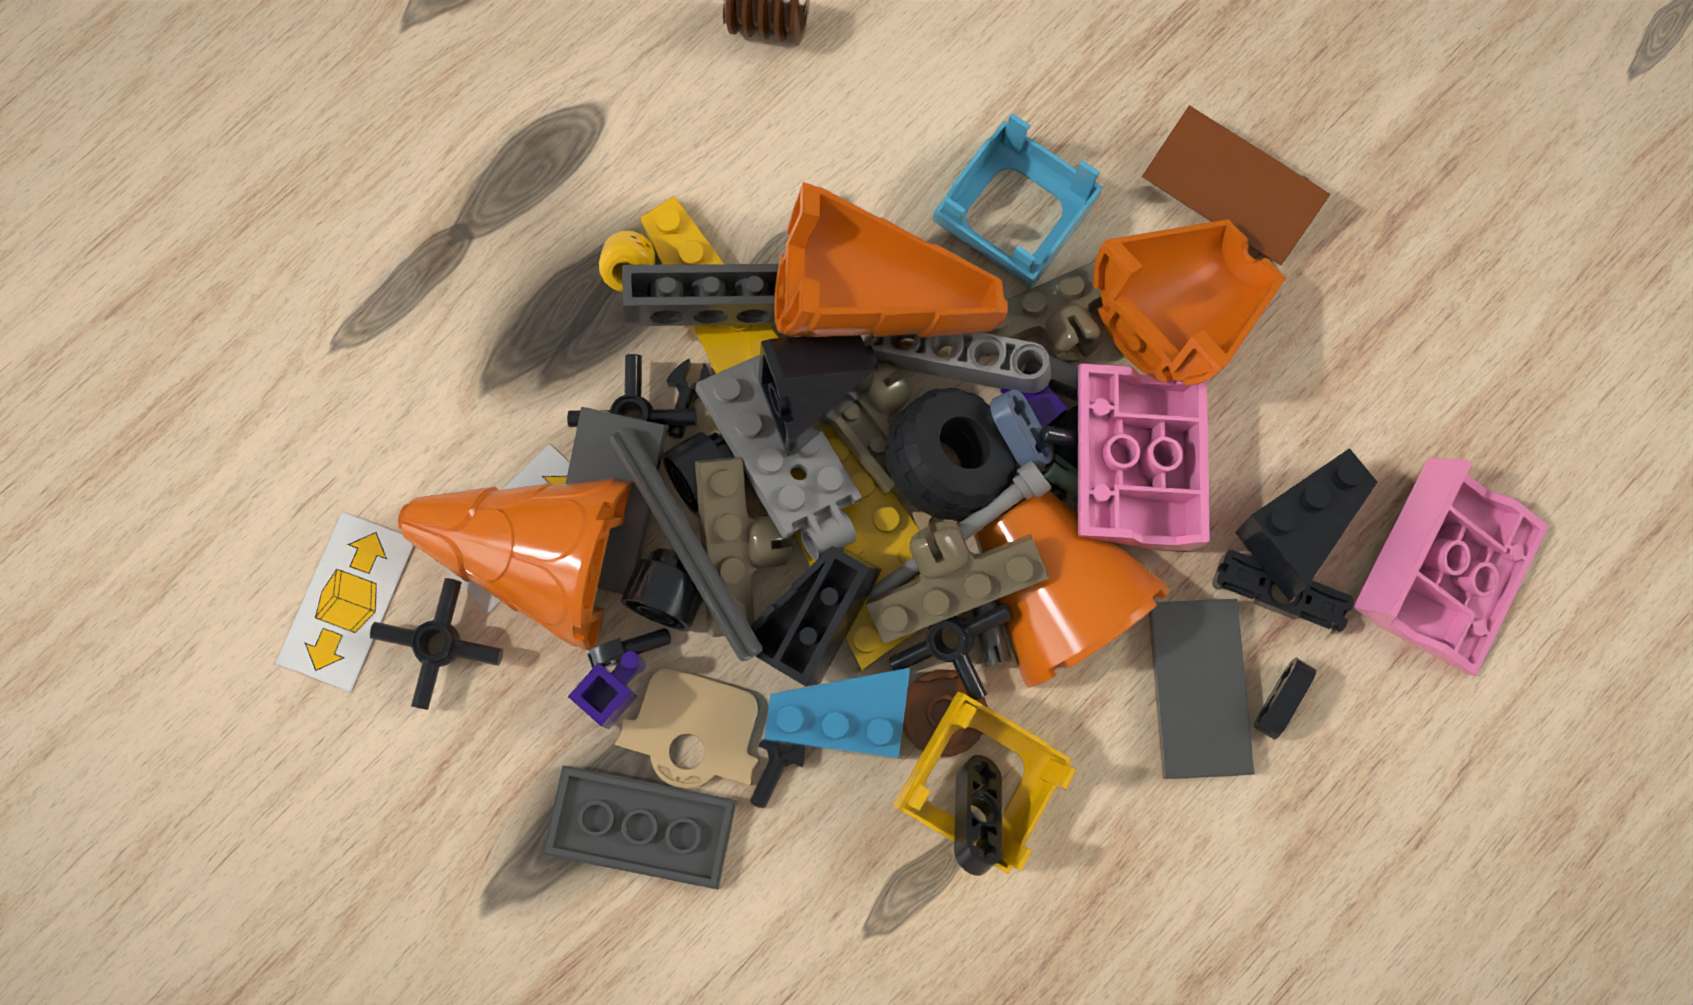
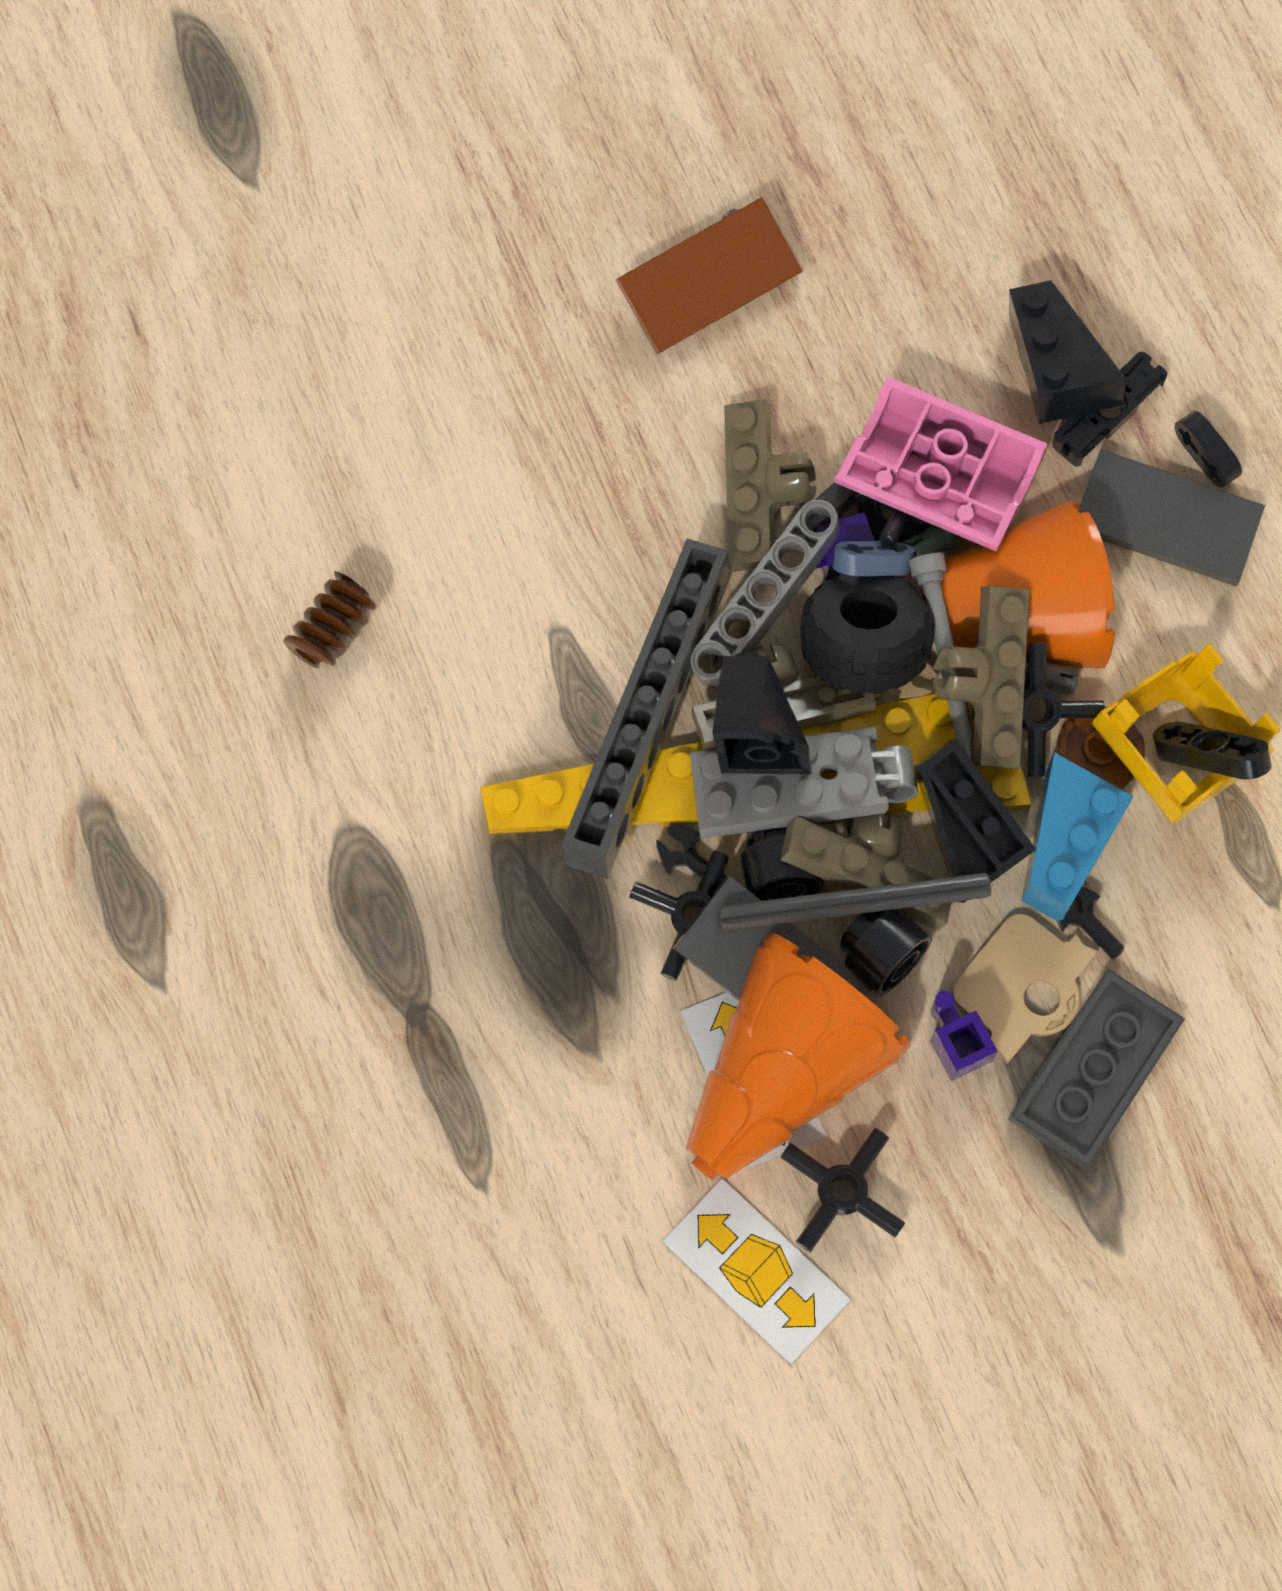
camera: 65 degrees left, 5 degrees down
(612, 651) = (922, 1010): black bar -> none
(624, 249) = (533, 855): yellow head -> none
(870, 277) = (682, 623): orange cone -> none
(1014, 150) = (649, 418): medium azure piece -> none
(1182, 298) = (811, 364): orange cone -> none
(1451, 565) = (1144, 258): bright pink piece -> none

